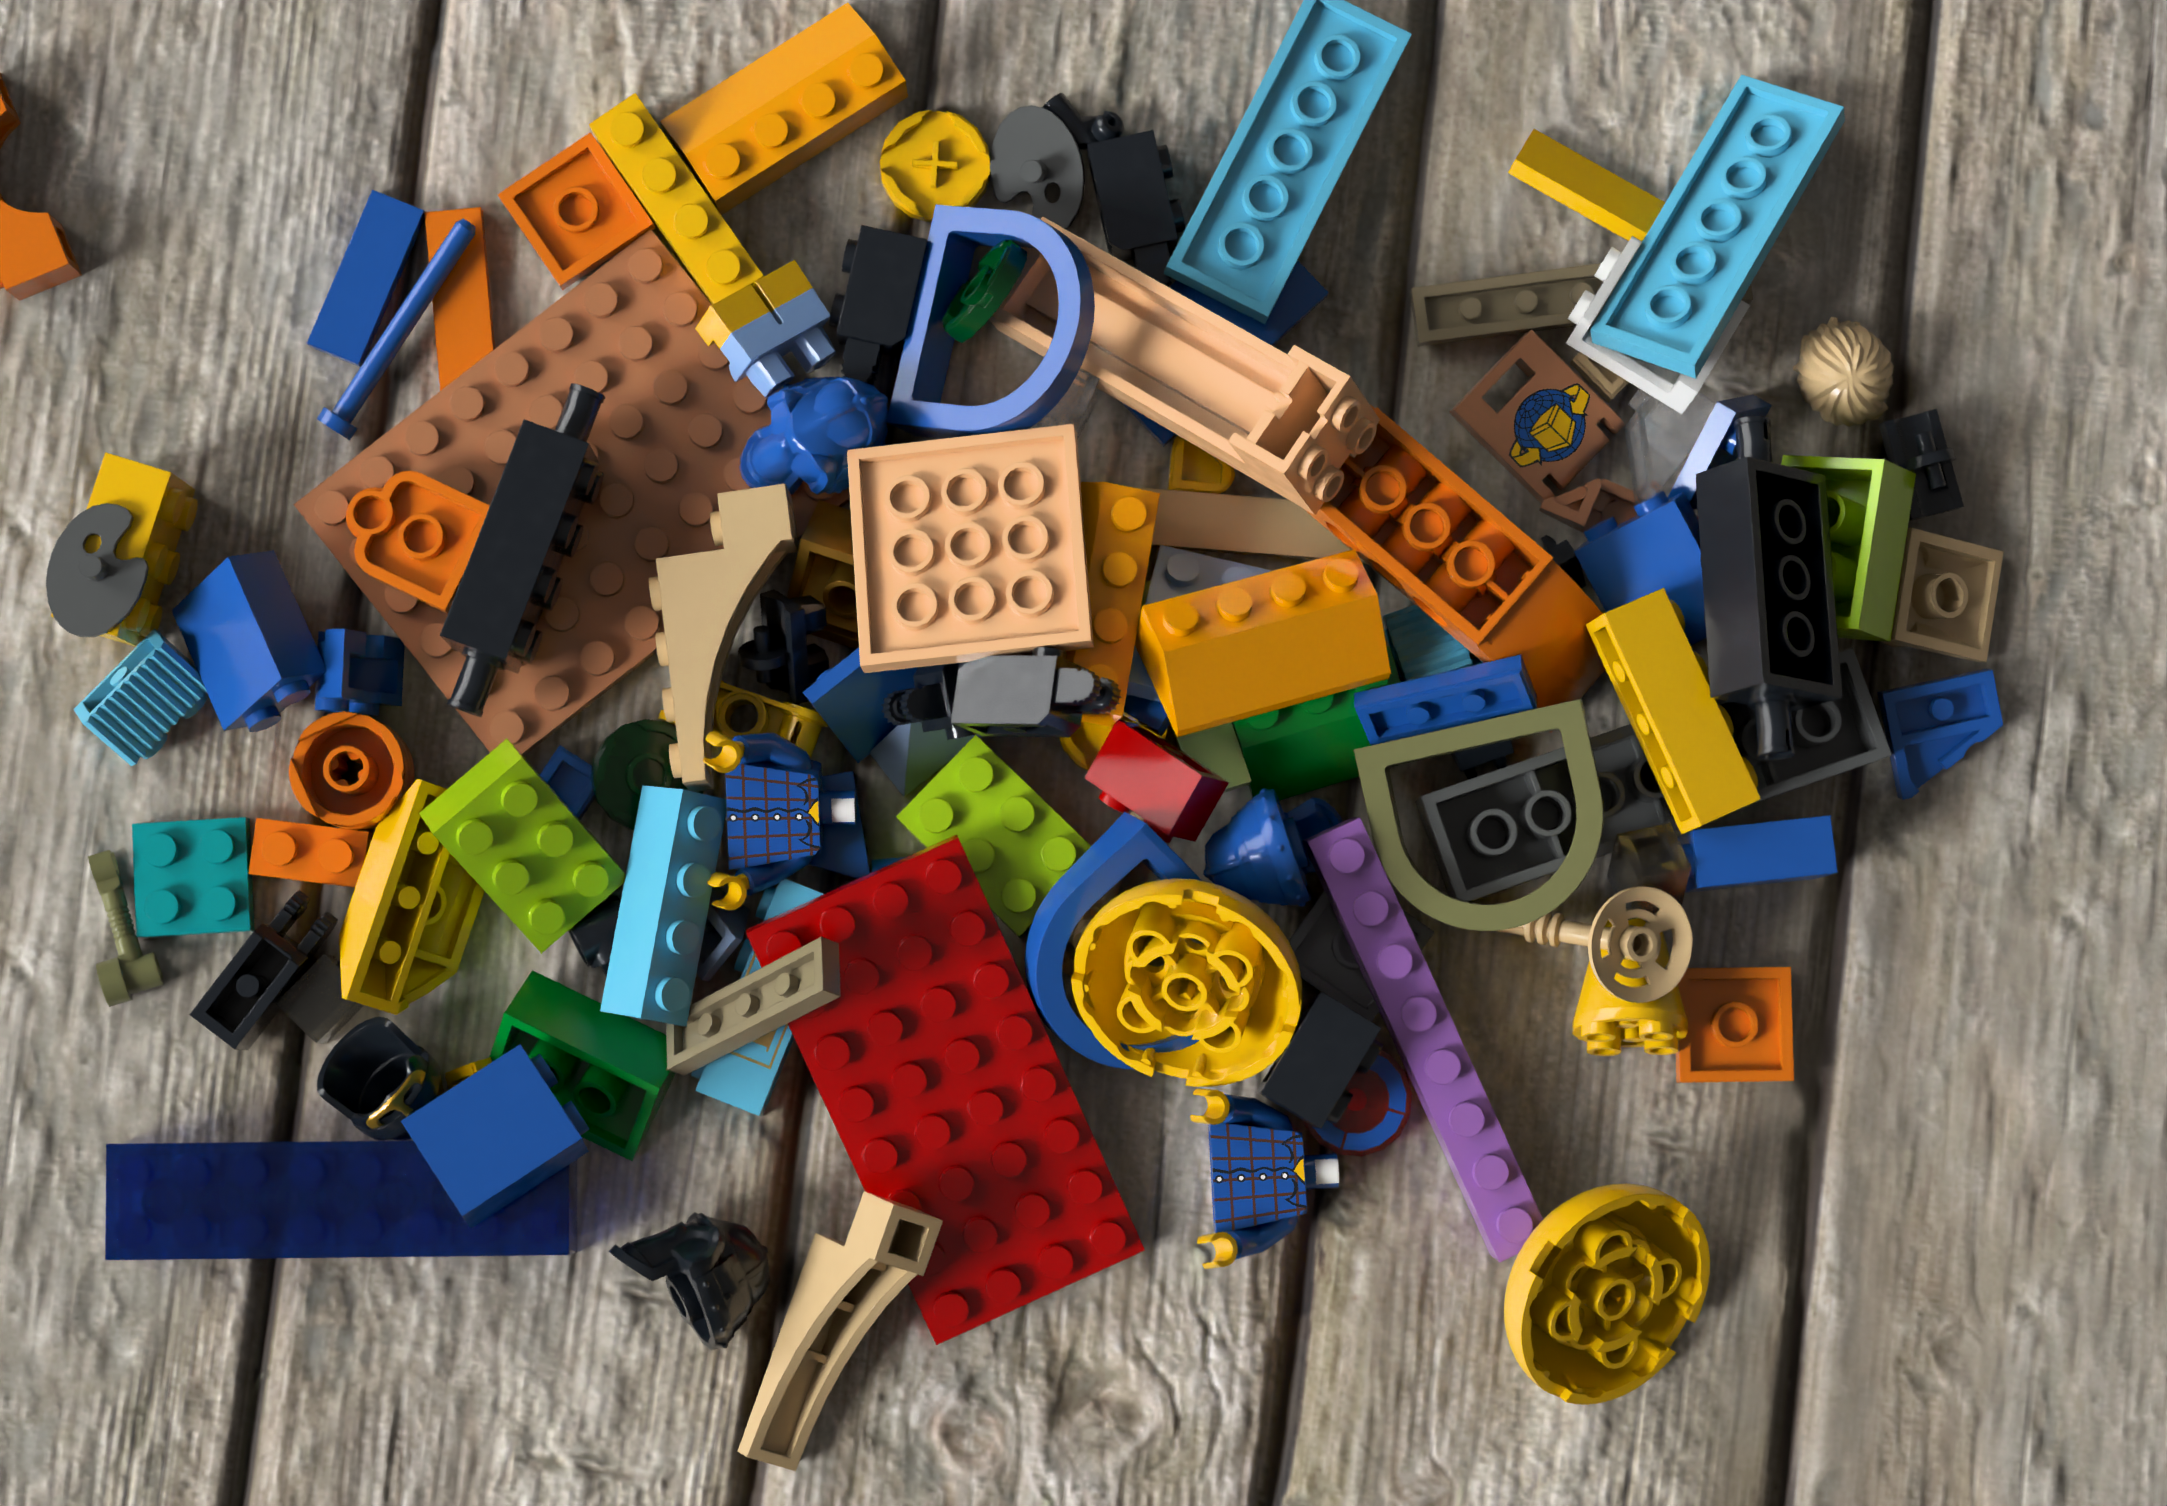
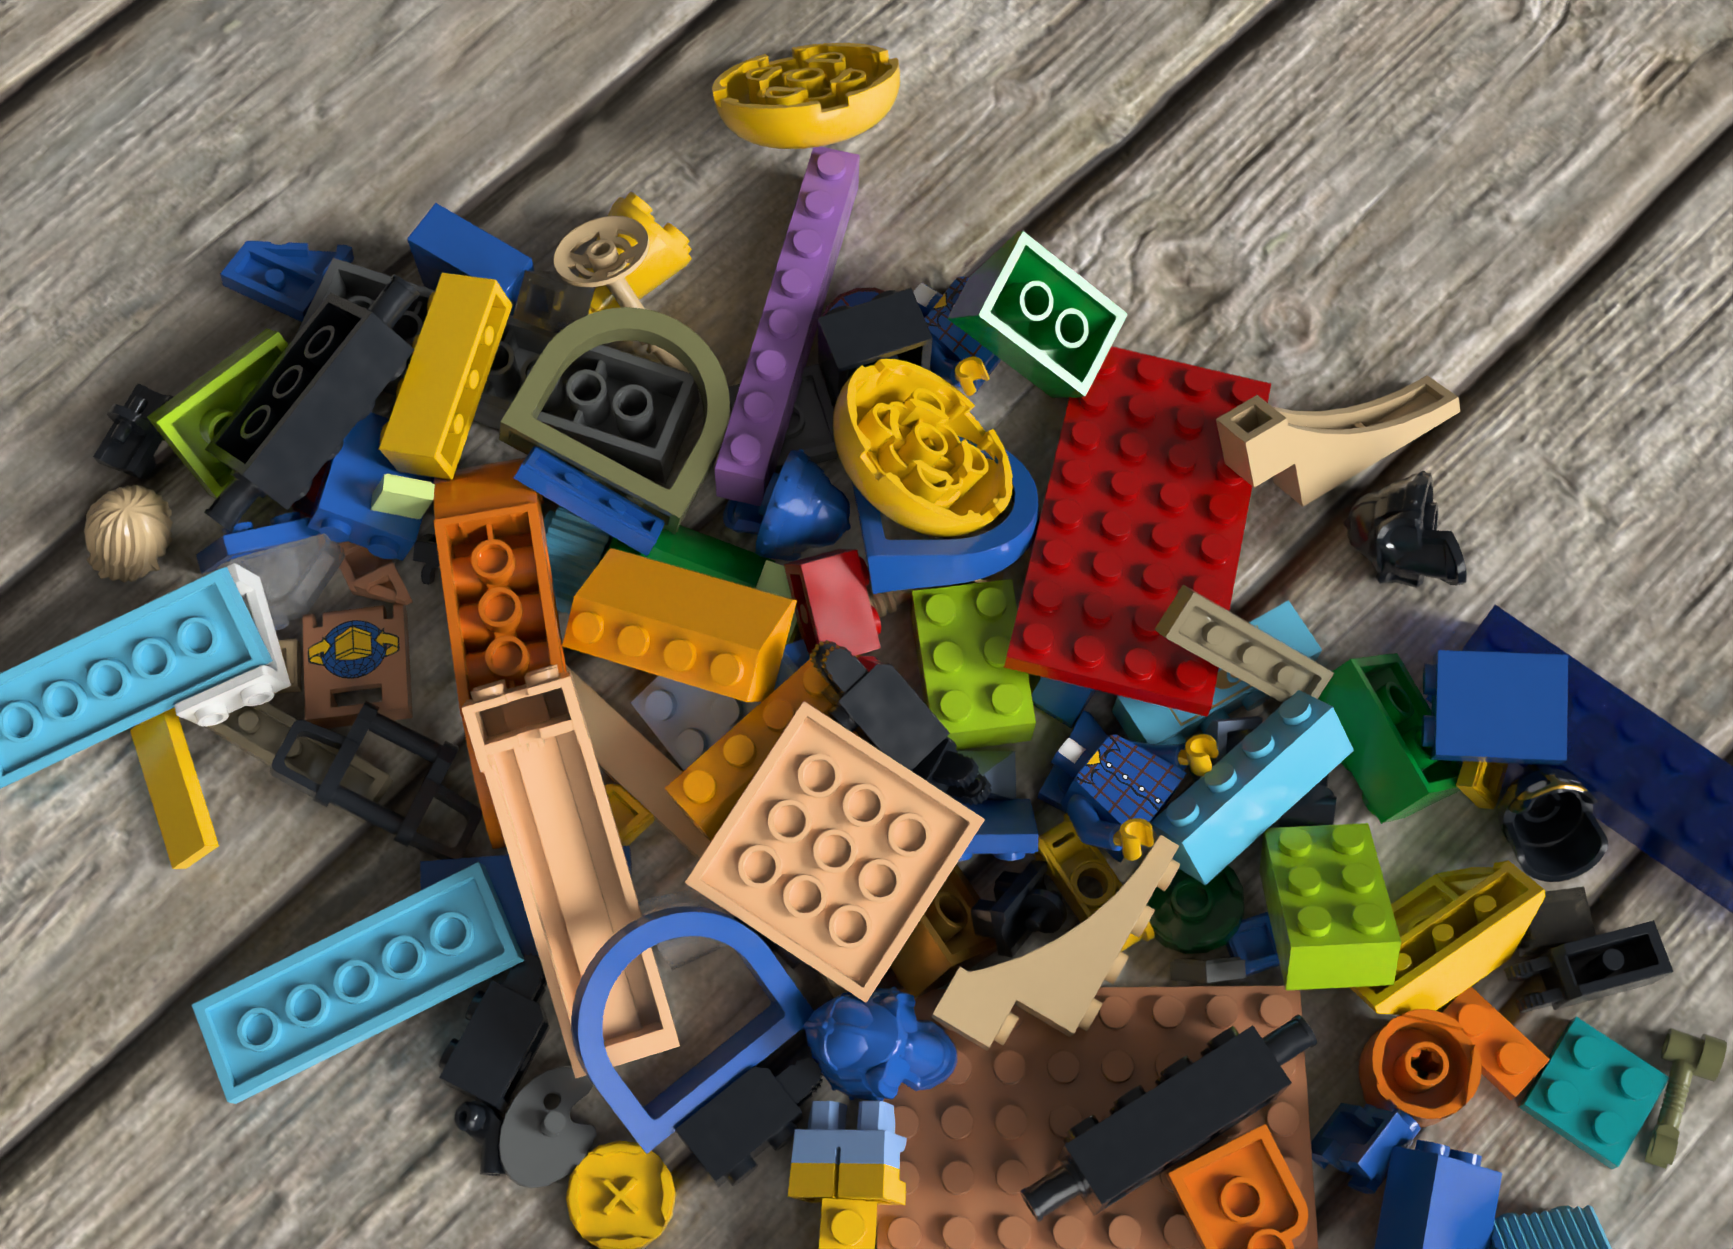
camera: 140 degrees left, 15 degrees down
(589, 721) = (1207, 970): none -> dark grey tile
(982, 296) = (665, 1045): dark green tile -> none
(1187, 1207) = (1039, 317): none -> green slope
(1450, 284) = (332, 792): none -> black bar
(1613, 572) = (402, 496): none -> yellowish green tile
(1736, 1025) = (578, 189): orange plate -> none
(1946, 596) = (201, 338): tan slope -> none

